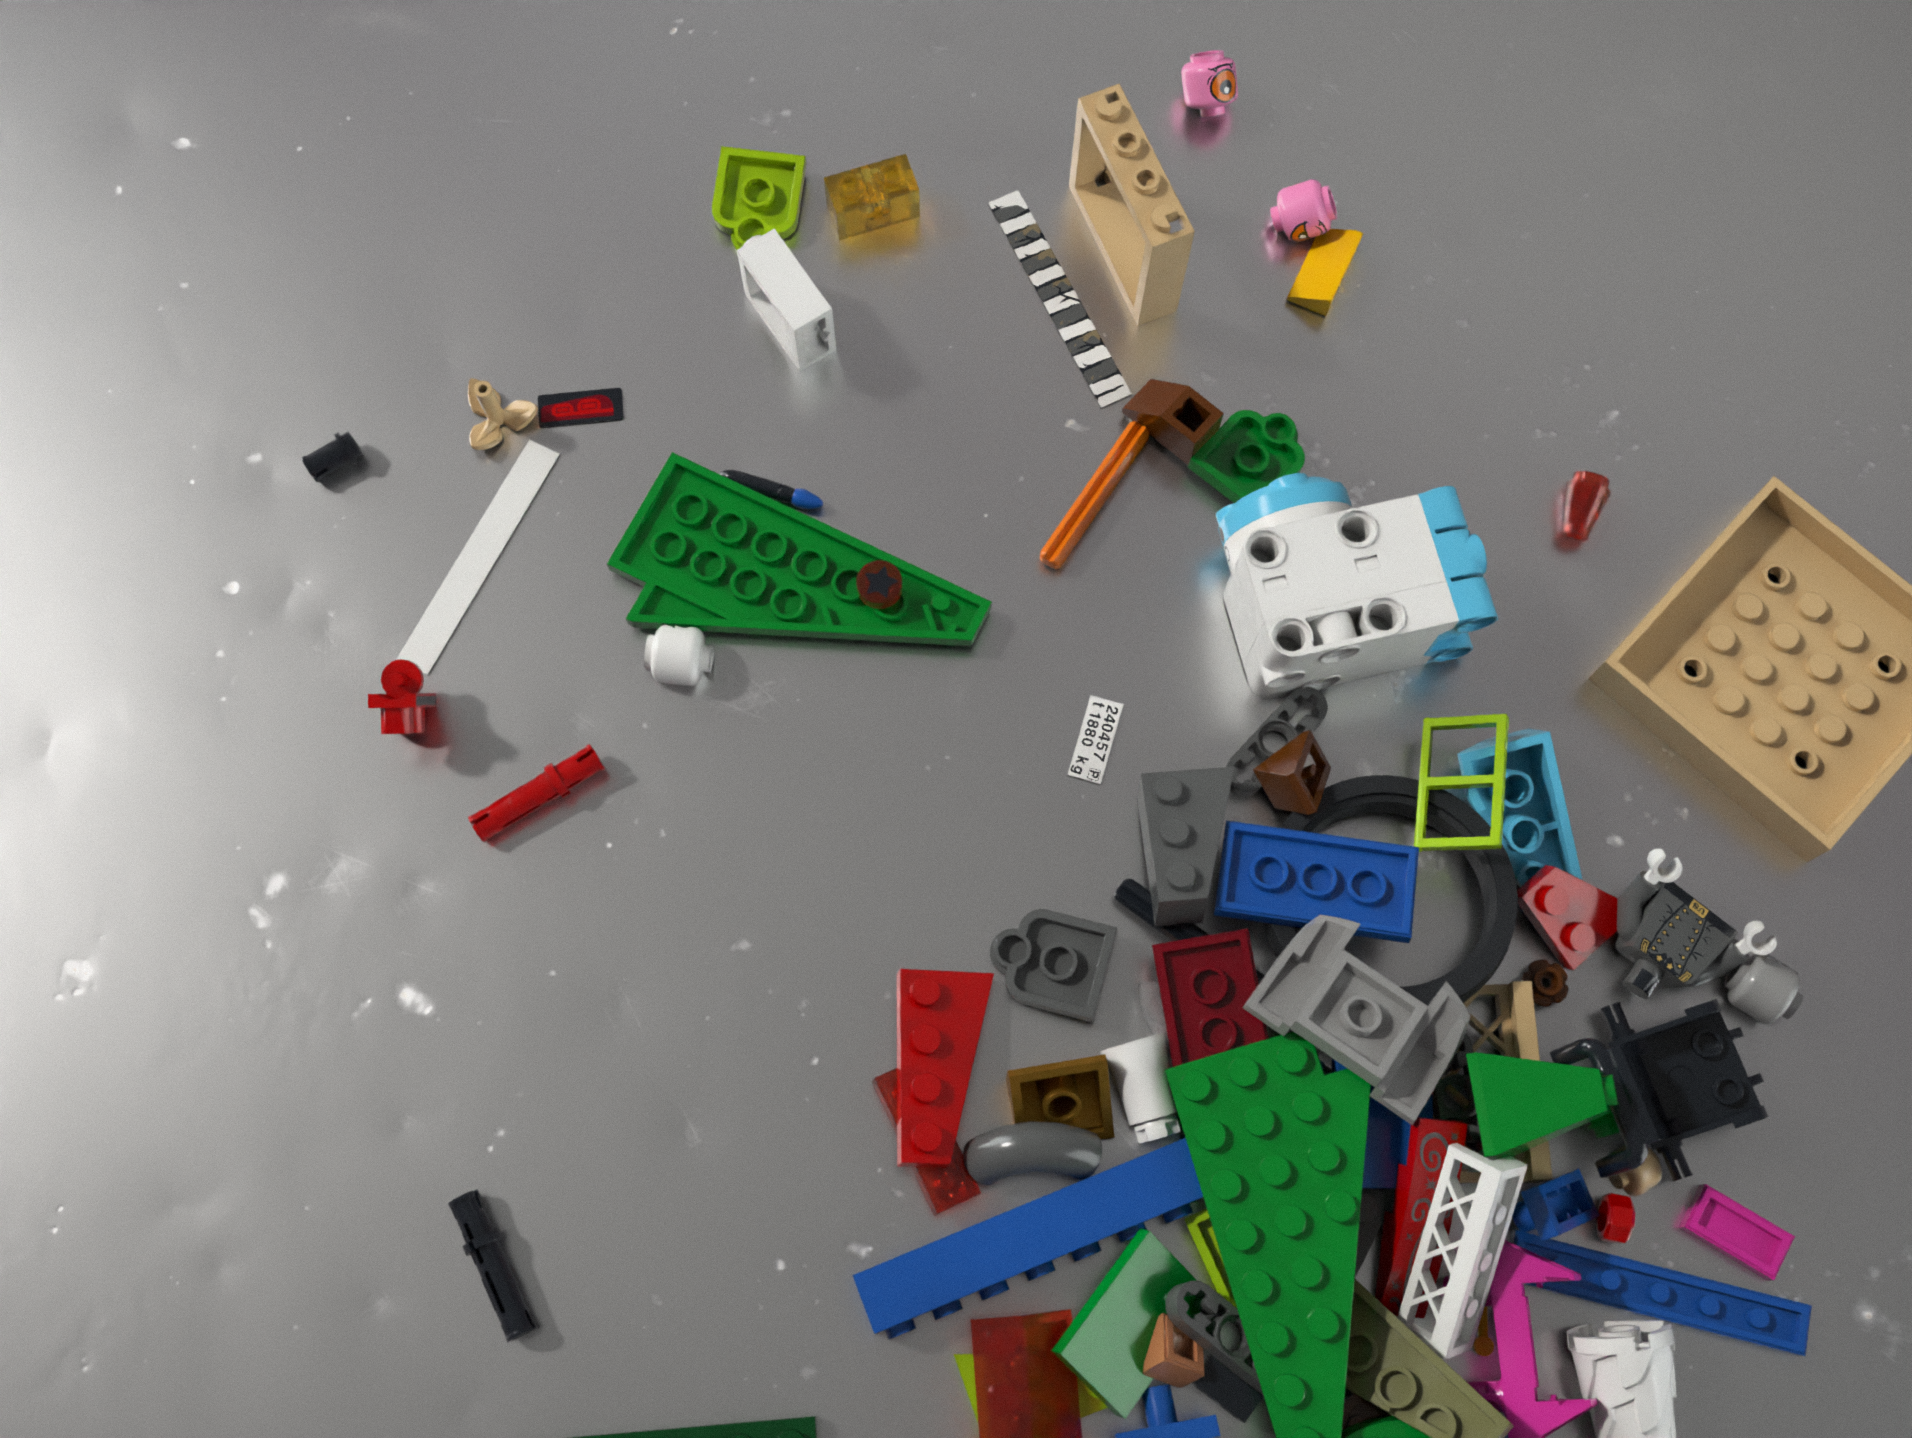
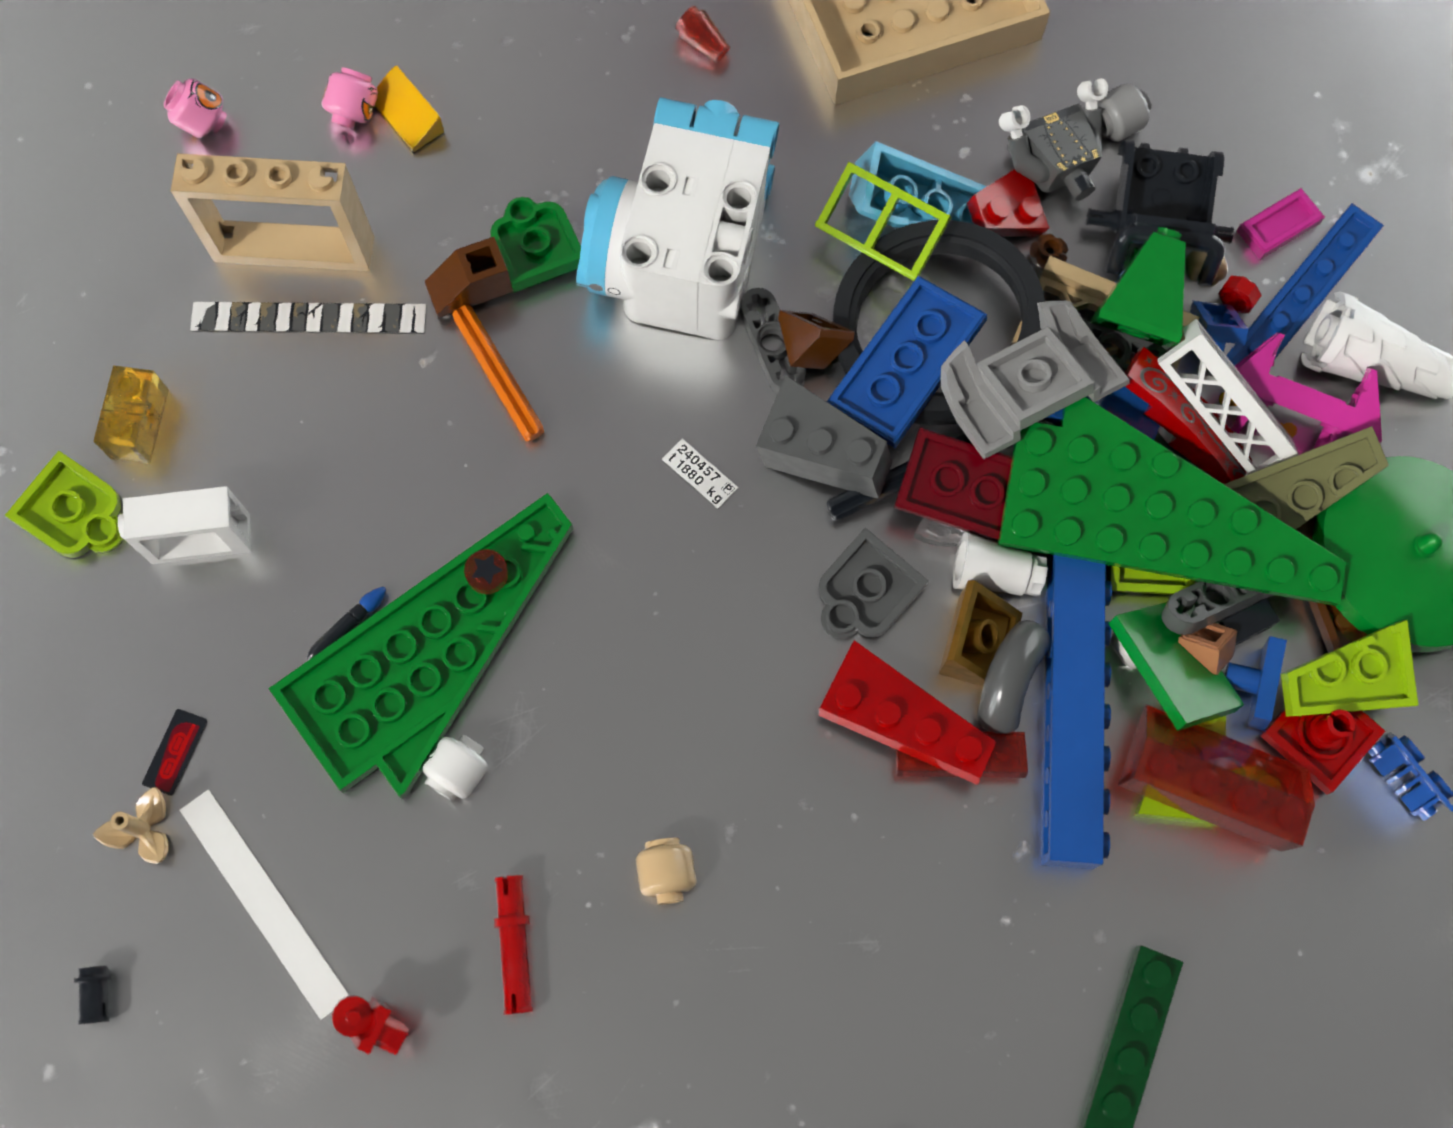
camera: 65 degrees left, 0 degrees up
(670, 899) = (666, 870): none -> tan head

